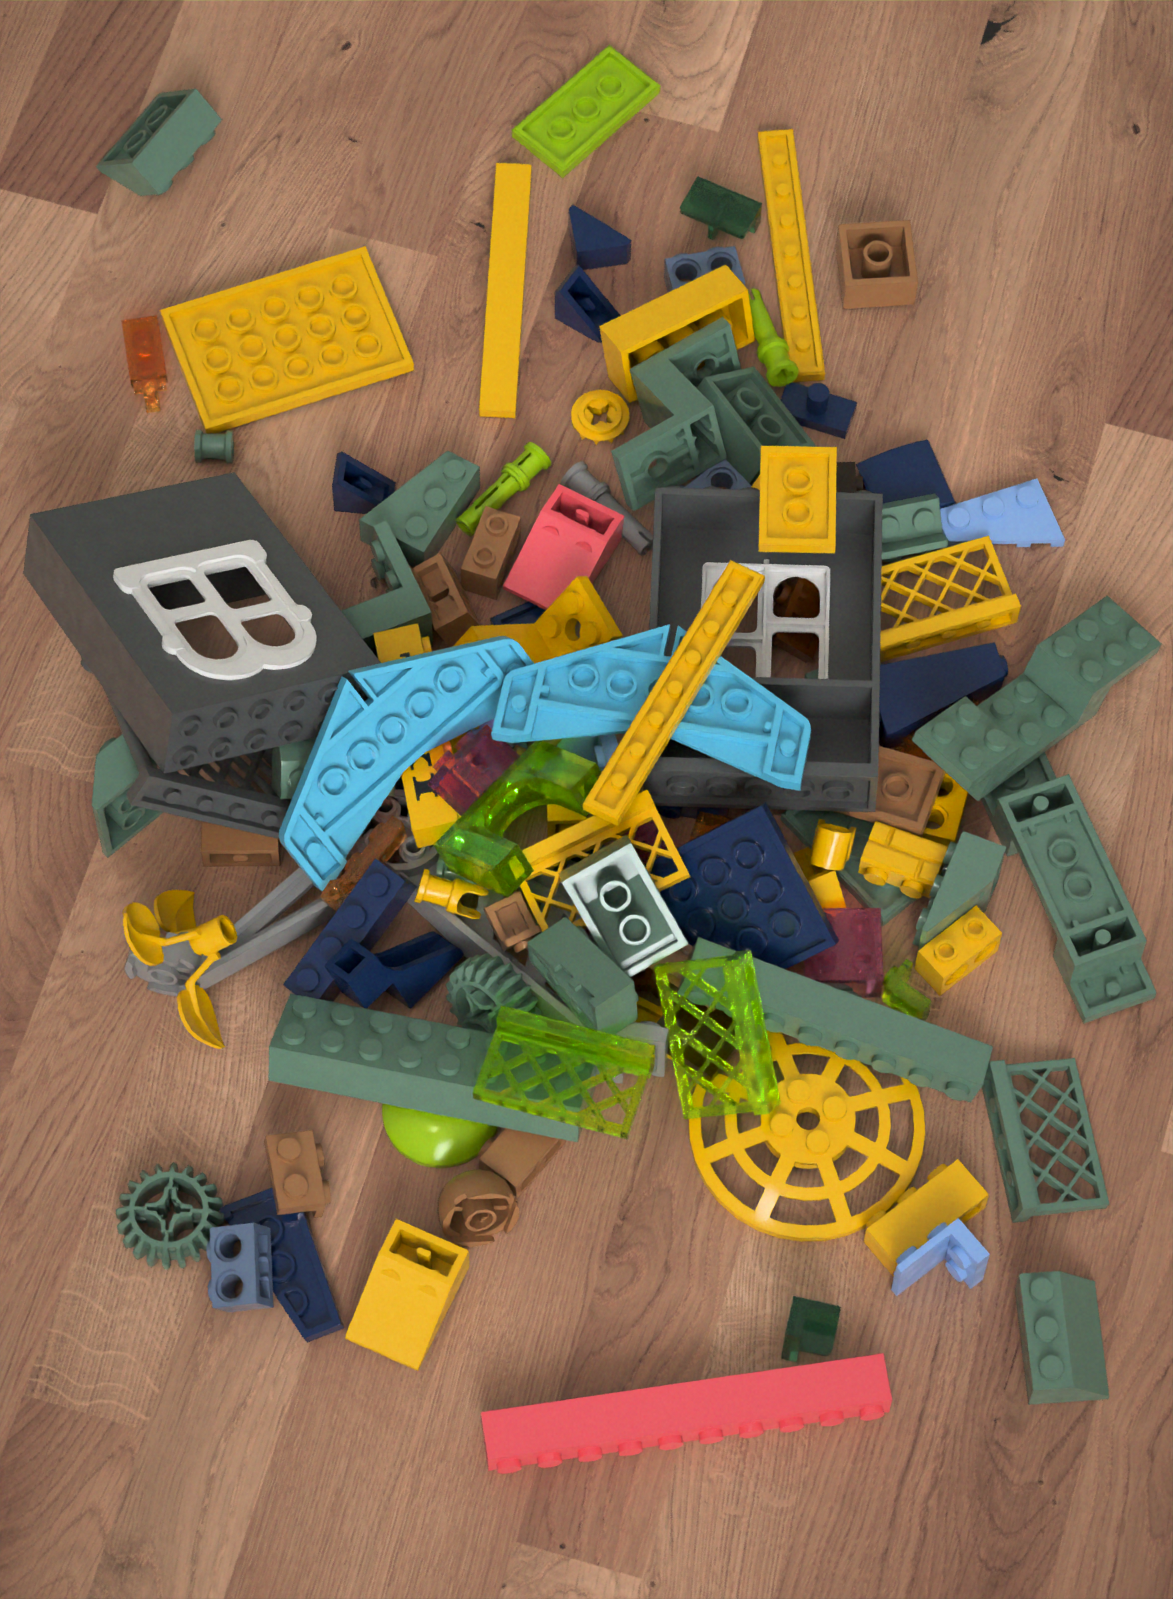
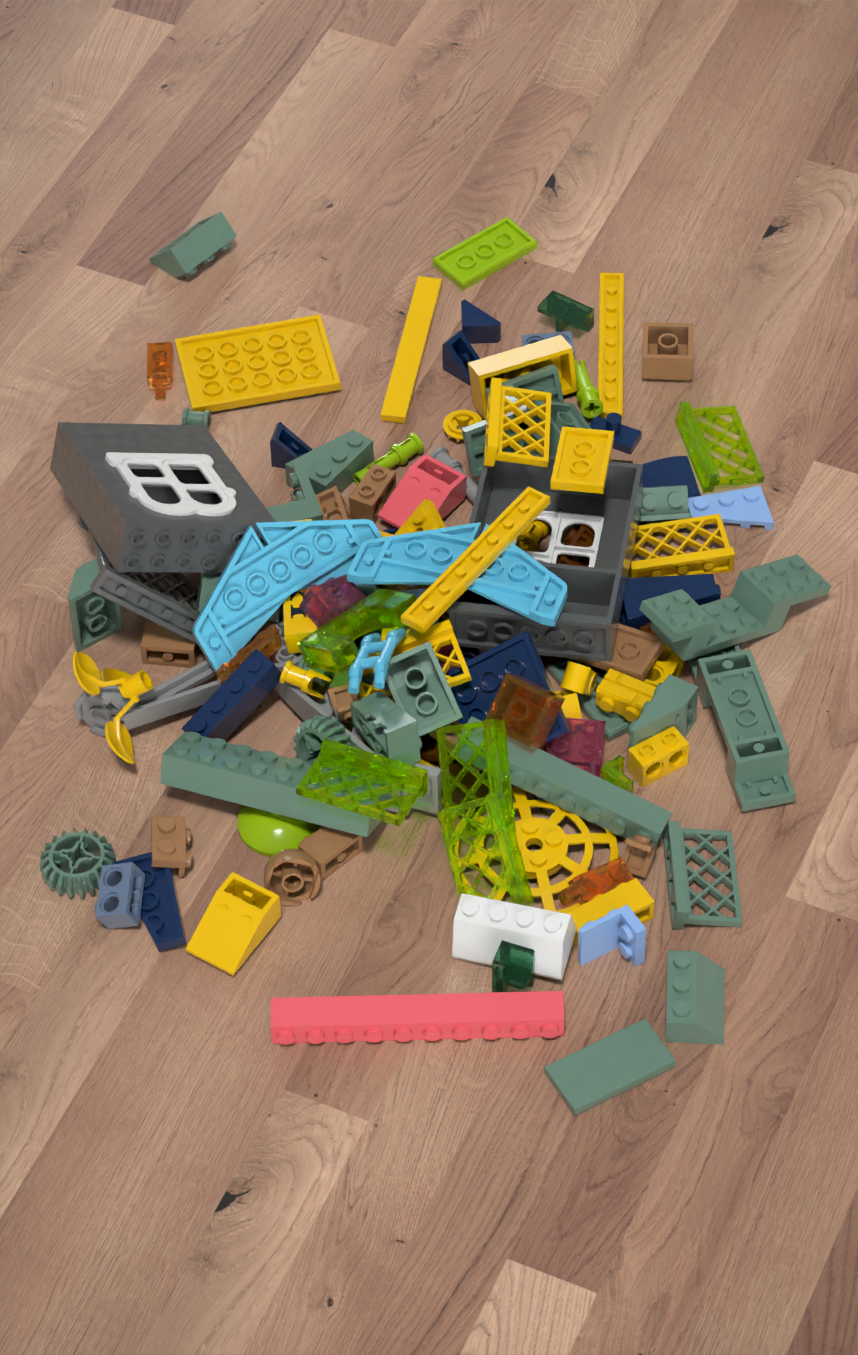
camera: 10 degrees right, 15 degrees down
(401, 971) = (265, 731): dark blue arch -> none
(564, 883) = (370, 645): none -> medium azure piece
(664, 454) = (498, 422): none -> yellow fence
(769, 1266) = (485, 922): none -> white slope
(775, 924) = (526, 708): none -> clear orange brick
(778, 1143) = (505, 842): none -> clear neon green fence
(904, 1168) = (596, 882): none -> clear orange hinge
(944, 431) = (700, 448): none -> clear neon green fence
(953, 1117) = (639, 854): none -> medium nougat bracket
(960, 1456) = (609, 1067): none -> sand green tile

